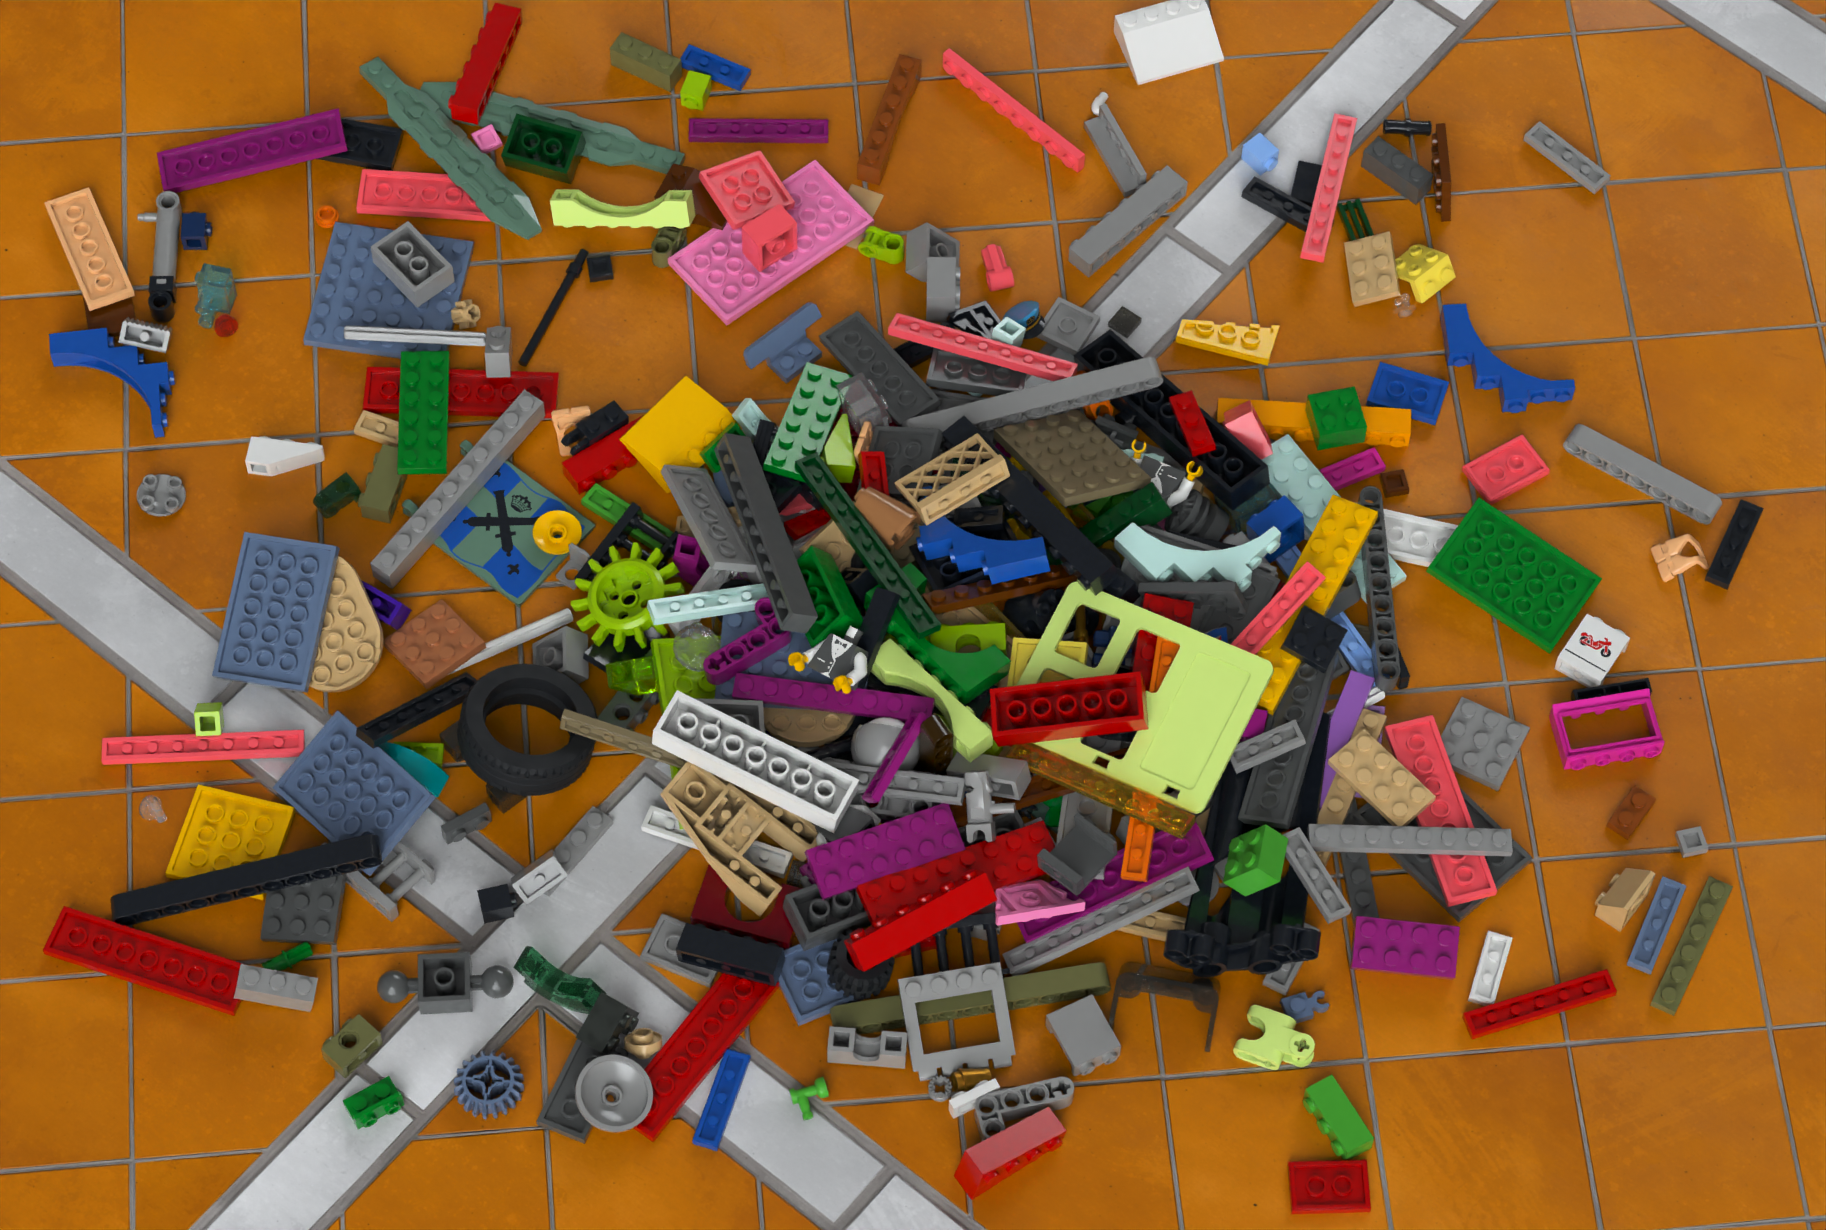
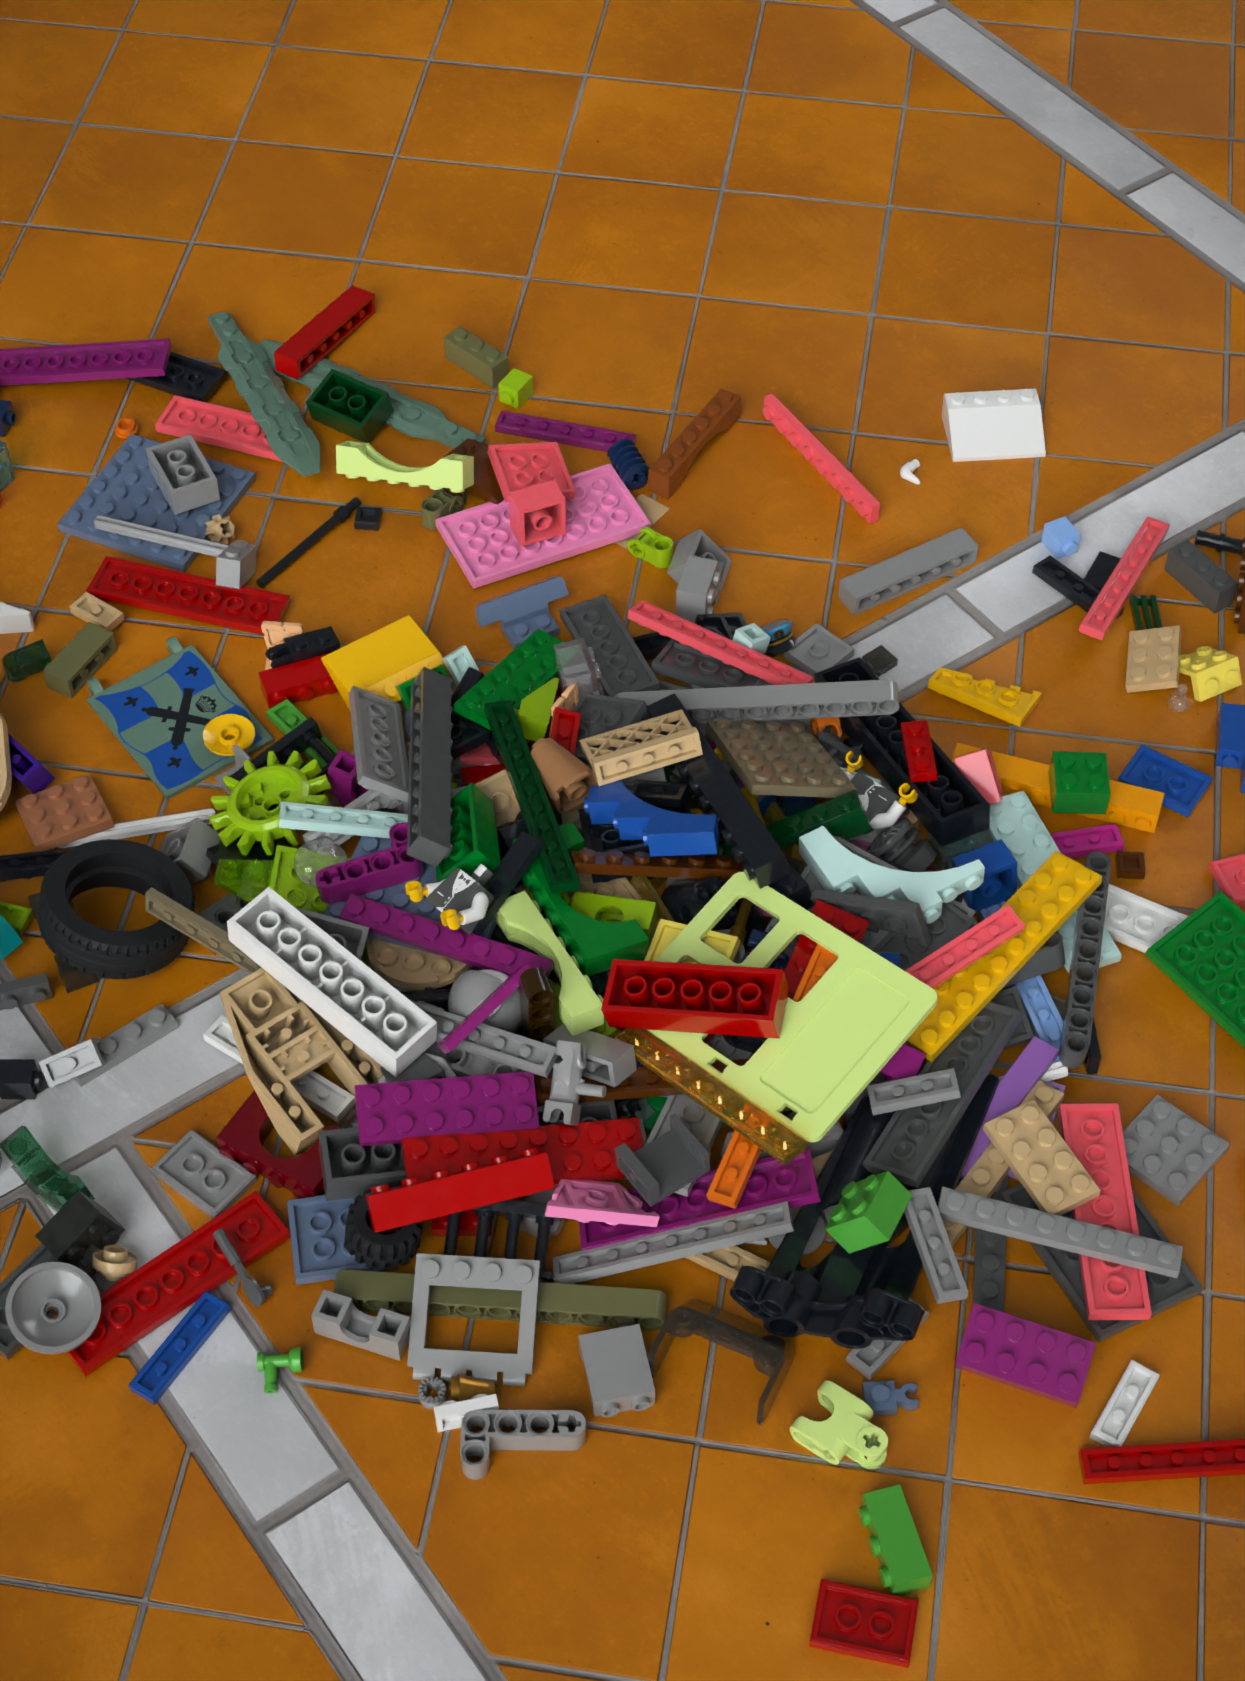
camera: 15 degrees right, 10 degrees down
(423, 412) = (140, 603): green plate -> none
(457, 489) = (143, 676): light grey brick -> none
(487, 139) = (301, 392): bright pink tile -> none
(718, 68) = (543, 374): blue plate -> none
(730, 954) = (244, 1186): black brick -> none
(763, 1037) = (254, 1292): none -> dark grey piece
(833, 156) = (628, 464): none -> dark blue piece
(997, 272) = (761, 589): coral piece -> none
(1008, 1152) = (485, 1485): wedge -> none
(1115, 151) = (913, 508): light grey fence -> none
(1314, 639) = (997, 989): black plate -> none

